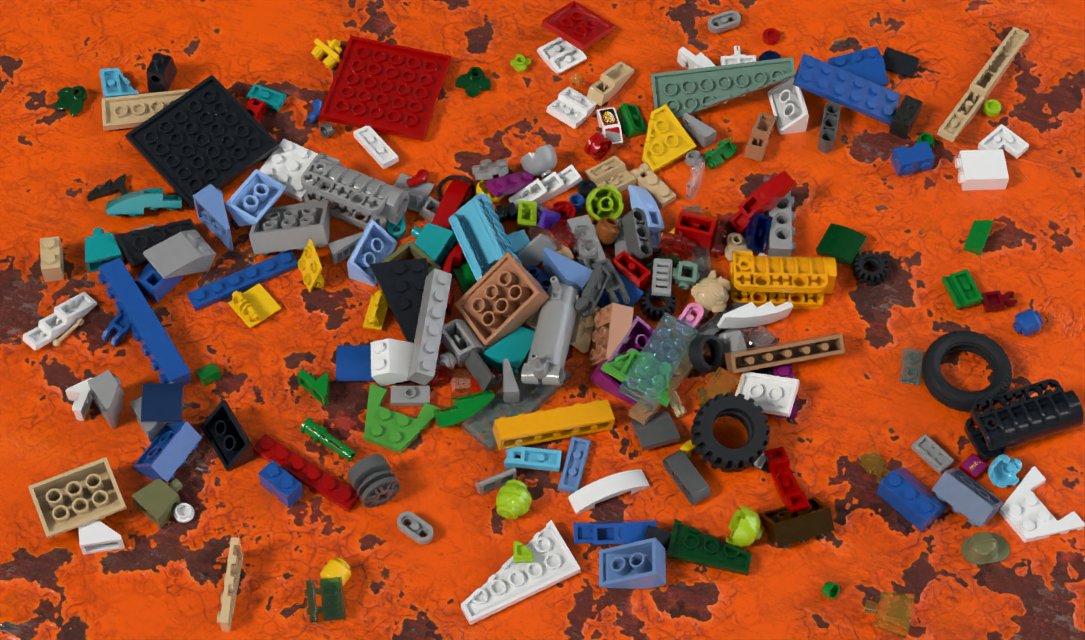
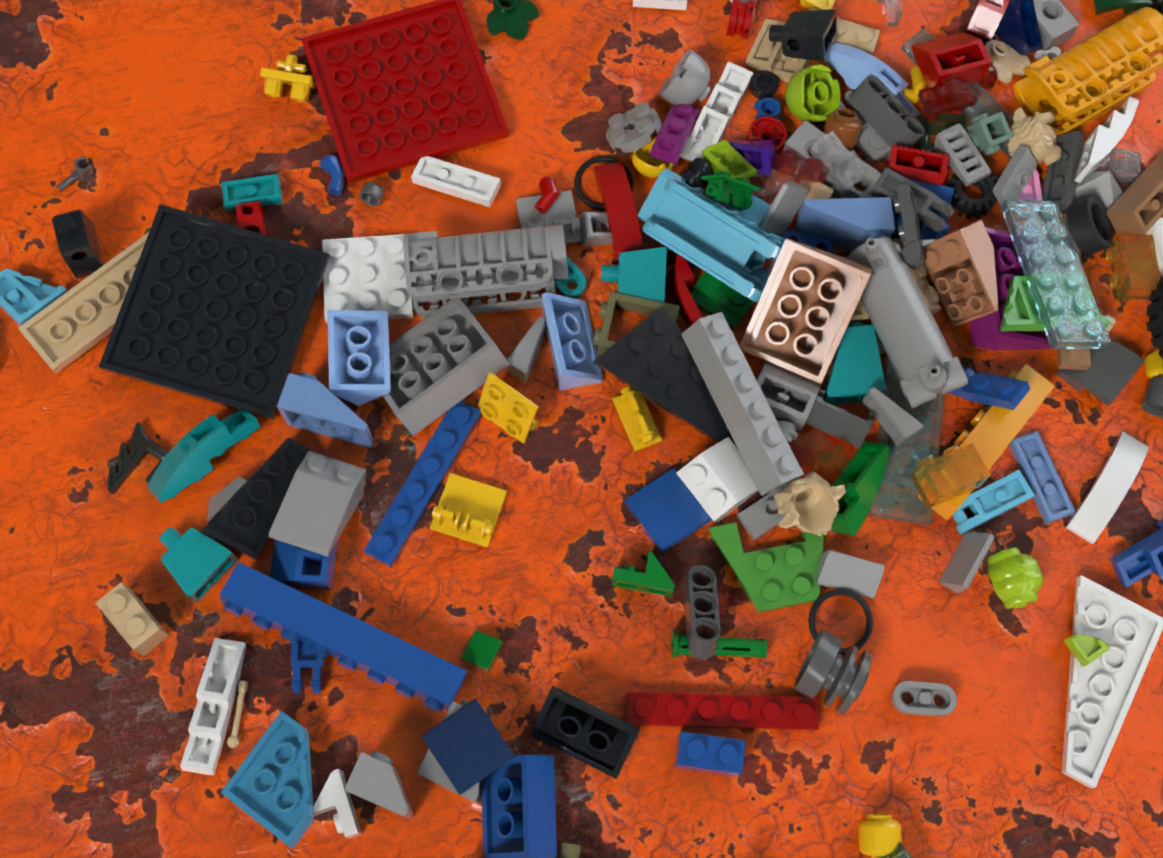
camera: 35 degrees left, 15 degrees up
(61, 368) = (277, 781): none -> dark azure plate
(190, 43) = (79, 172): none -> flat silver hand
(330, 414) = (700, 596): none -> dark grey beam
(419, 459) = (869, 619): none -> black tyre
(425, 446) = (849, 573): none -> light grey slope
(428, 396) = (809, 504): none -> tan hair
(504, 216) = (729, 190): none -> green hinge
(507, 417) = (949, 475): none -> clear yellow brick
(574, 397) = (992, 389): none -> blue hinge
(625, 171) = (807, 34): none -> black torso
(683, 303) = (1015, 175): none -> light grey plate

